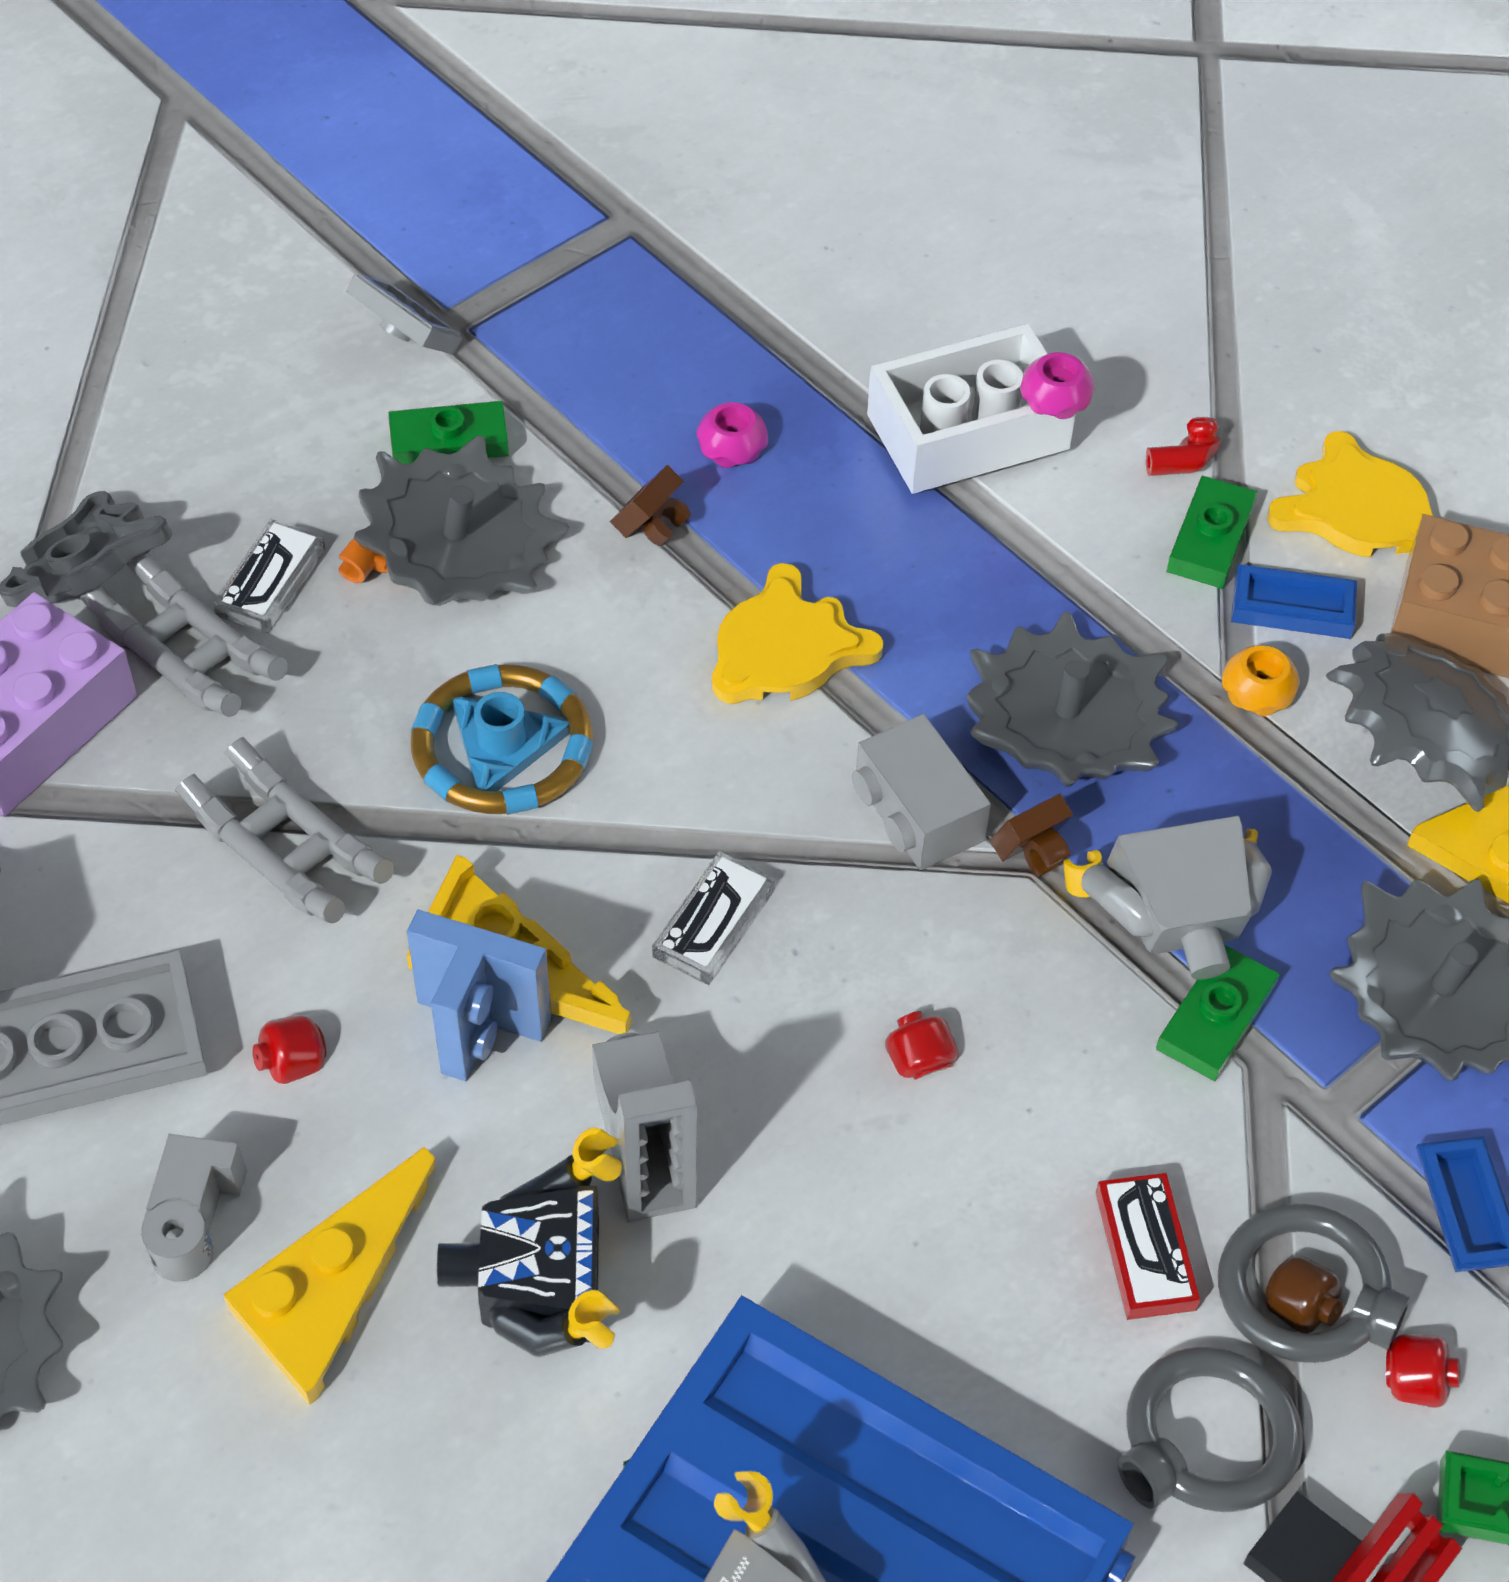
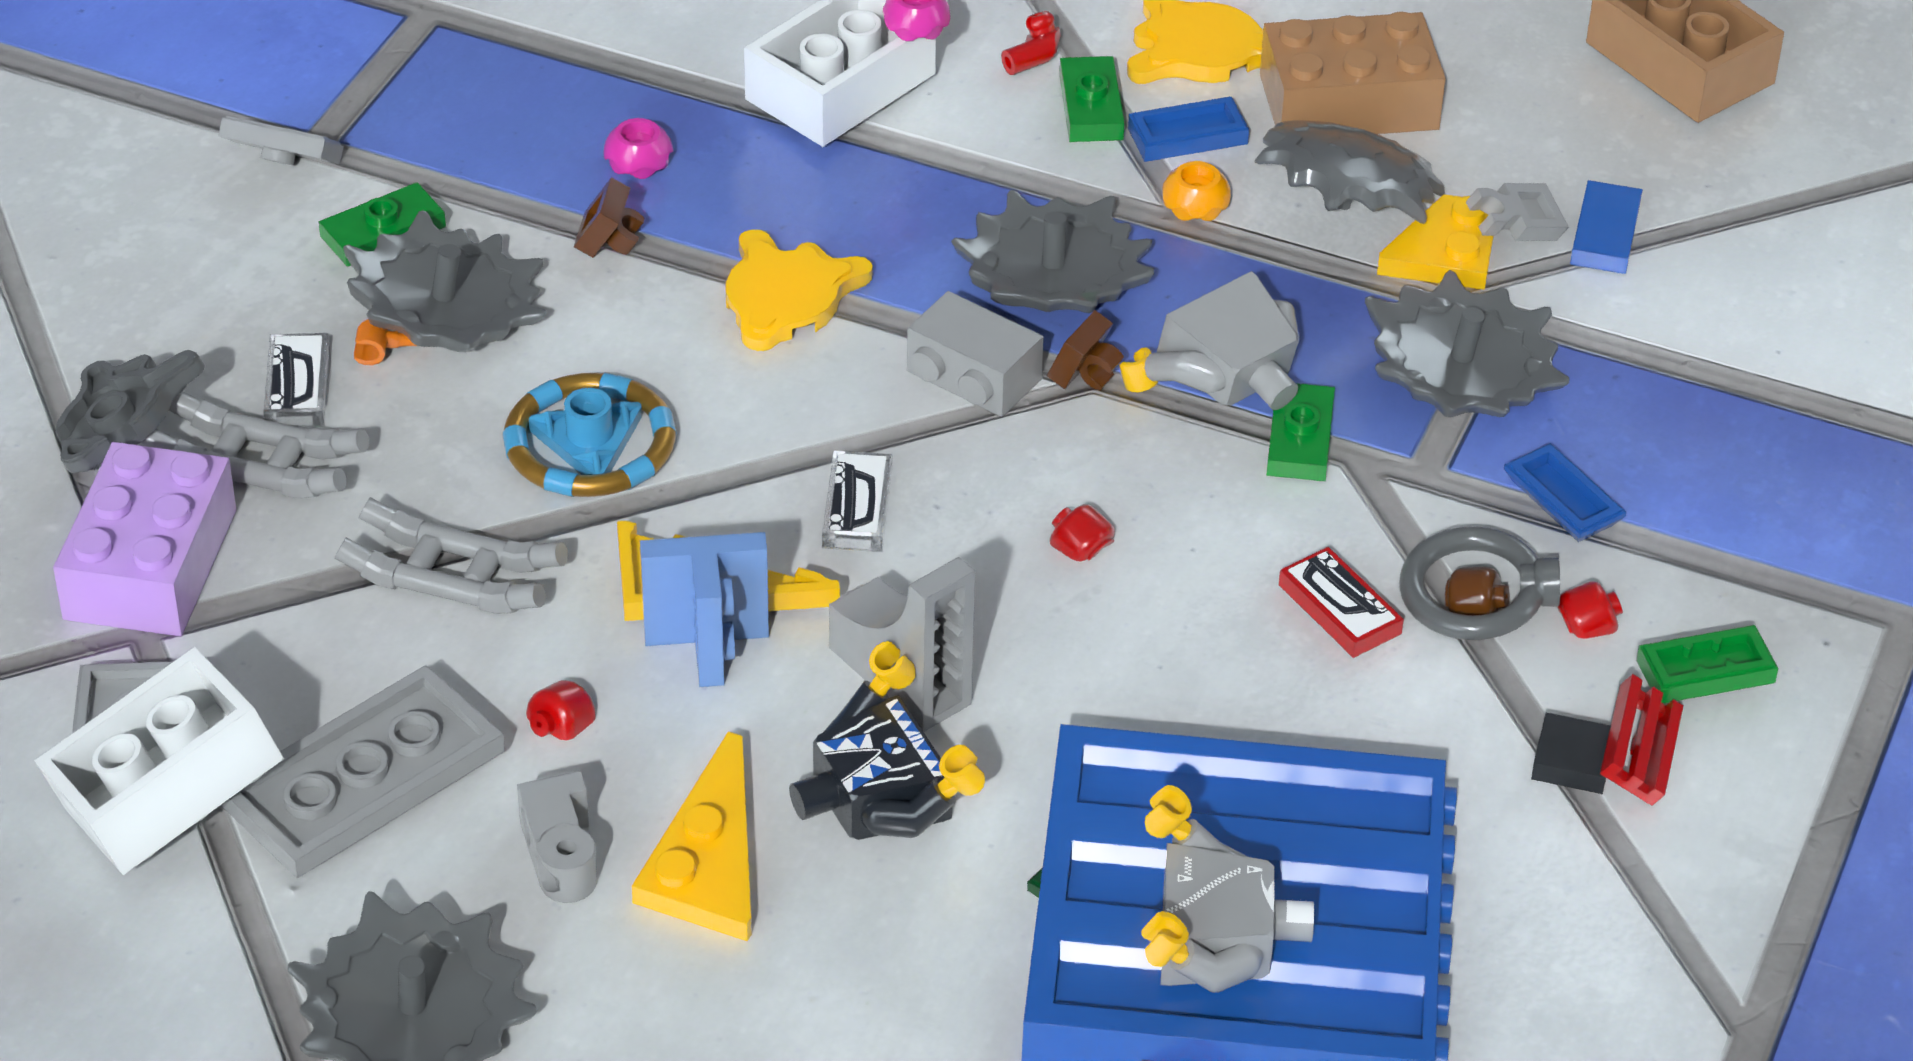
camera: 25 degrees left, 10 degrees down
(1157, 1469) = (1439, 732): dark grey piece -> none

